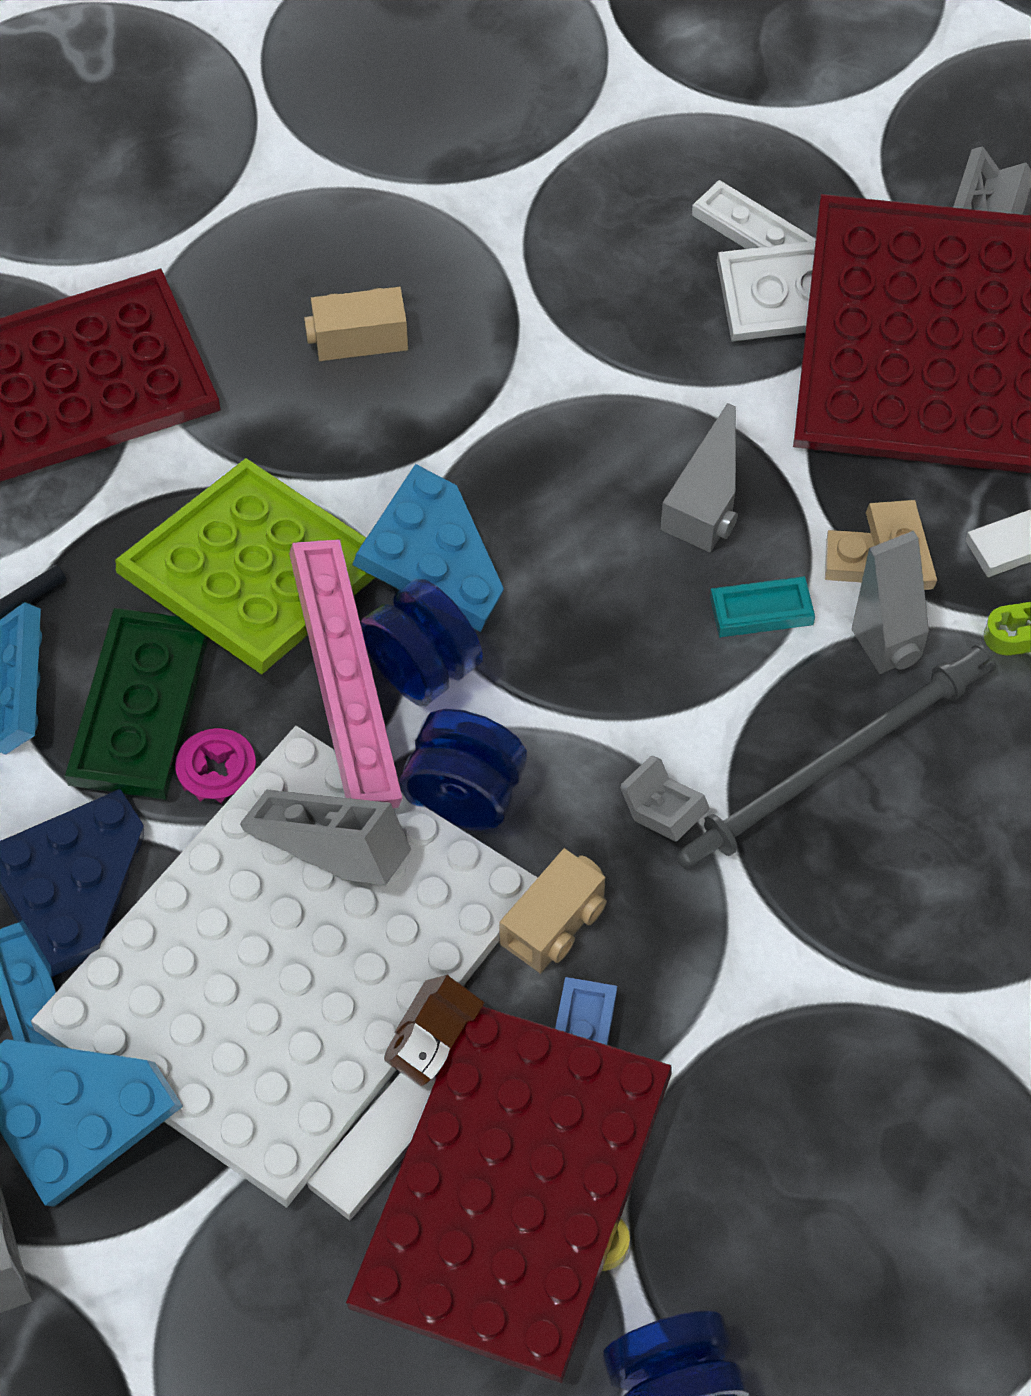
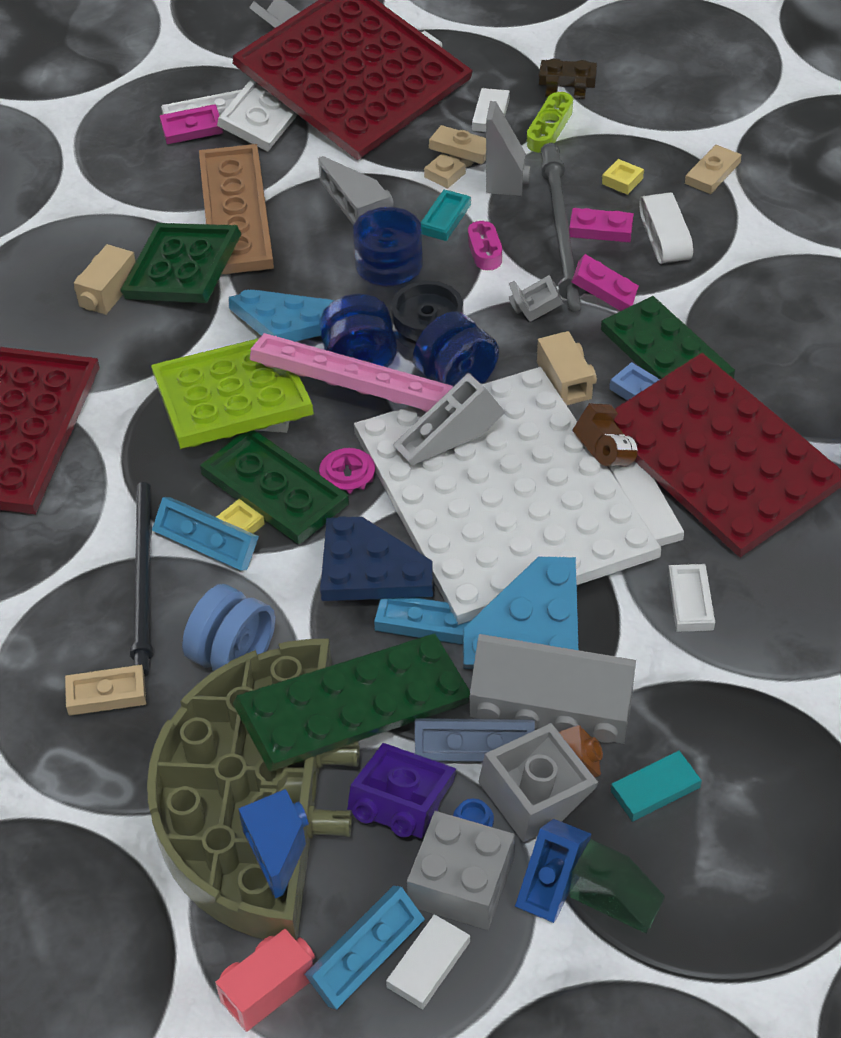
camera: 55 degrees left, 10 degrees down
(63, 700) = (242, 516): none -> light yellow tile
(247, 1282) = (691, 597): none -> white tile
(433, 380) = (181, 262): none -> dark green plate
(523, 690) = (417, 307): none -> black wheel
(586, 374) = (236, 197): none -> medium nougat plate
(625, 577) = (388, 246): none -> clear blue wheel
(698, 1009) = (657, 338): none -> dark green plate
(703, 228) = (190, 124): none -> dark pink plate
(728, 678) = (489, 244): none -> dark pink beam
(748, 872) = (604, 283): none -> dark pink plate
(886, 803) = (601, 225): none -> dark pink plate
(931, 887) = (666, 228): none -> white beam
(1002, 776) = (623, 176): none -> light yellow plate

